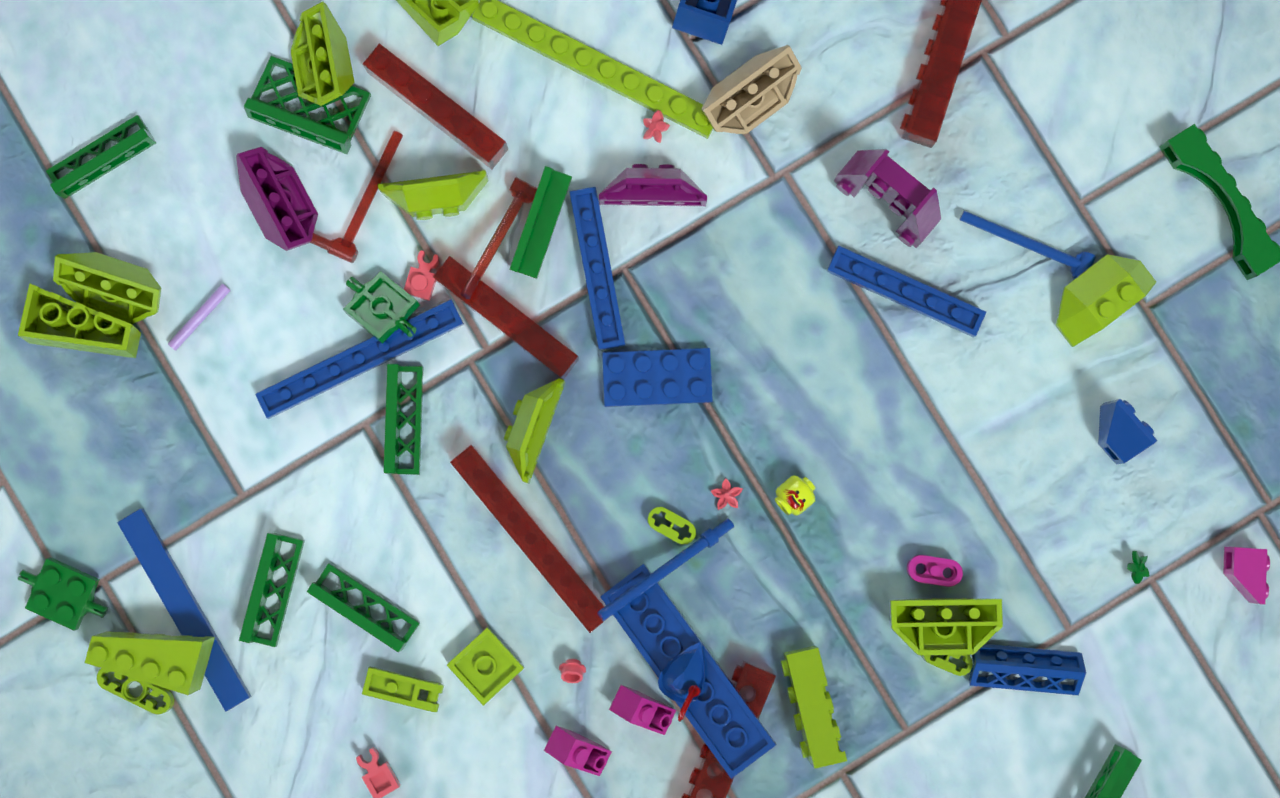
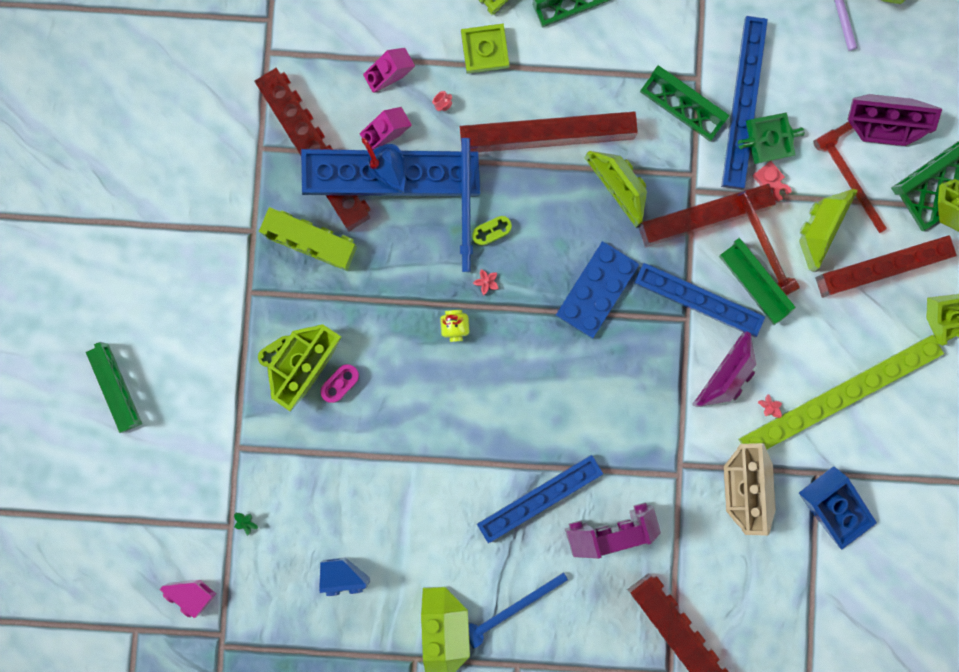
camera: 130 degrees right, 0 degrees up
(1029, 665) = (234, 401): blue fence -> none

